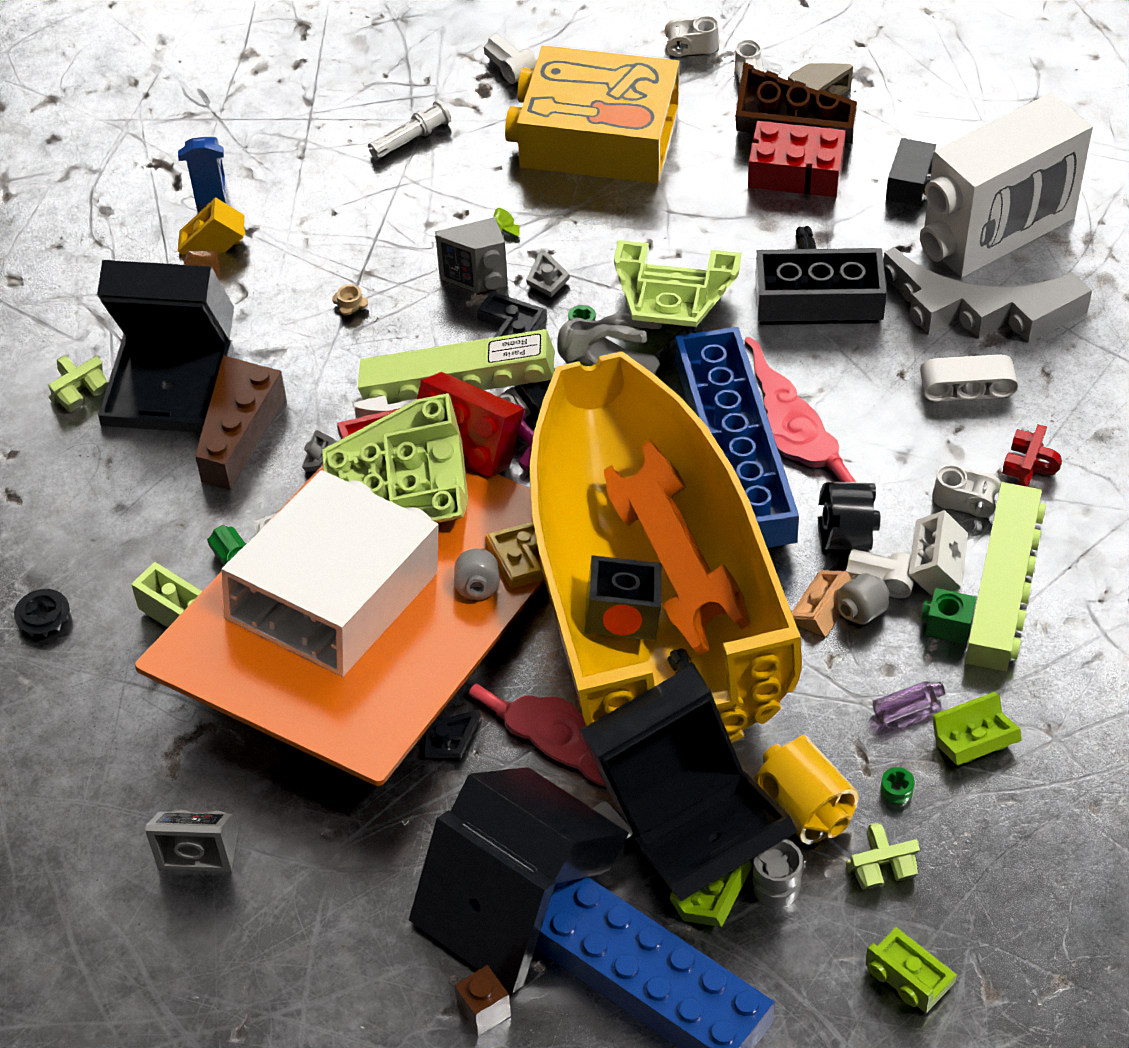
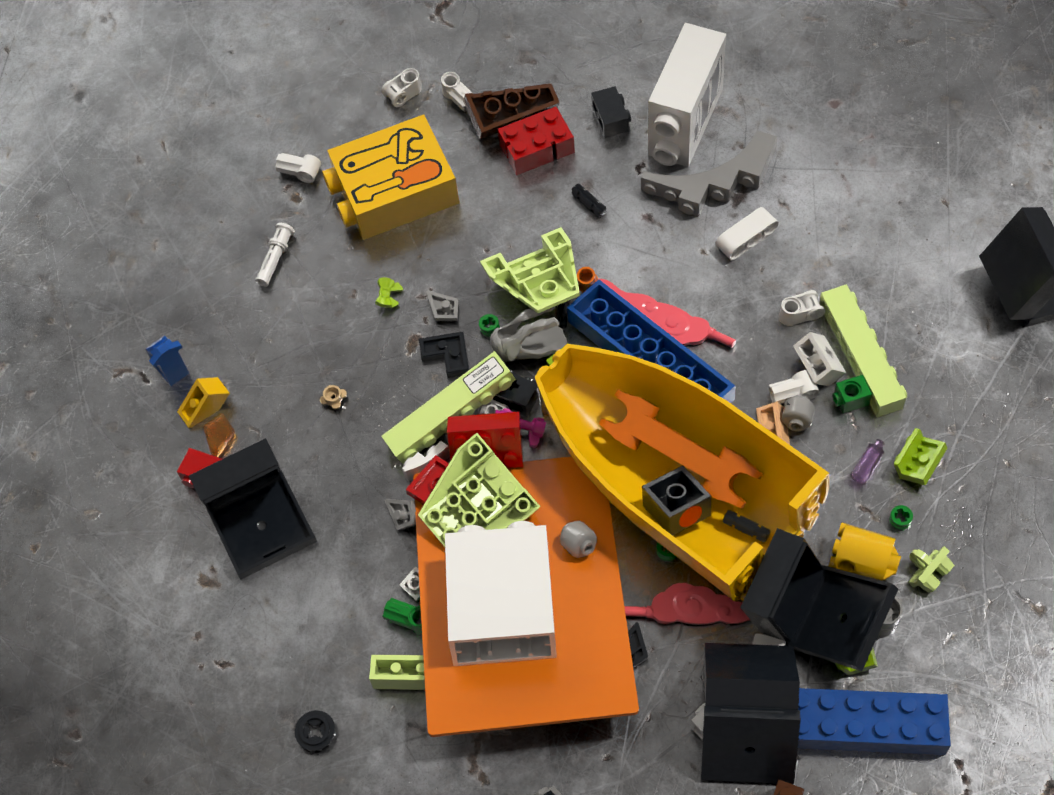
camera: 30 degrees left, 10 degrees up
(66, 388) = (203, 572): yellowish green hips -> none
(237, 418) = (330, 516): reddish brown wedge -> none
(473, 255) = (395, 322): light grey slope -> none
(516, 553) = (580, 505): yellow tile -> none
(725, 316) = (586, 278): none -> orange piece
(820, 284) = (618, 220): black brick -> none
(826, 76) = (508, 76): slope -> none
(848, 516) = (752, 366): black brick -> none
(910, 970) = (993, 625): lime bracket -> none
(1032, 446) = (822, 264): red hips -> none

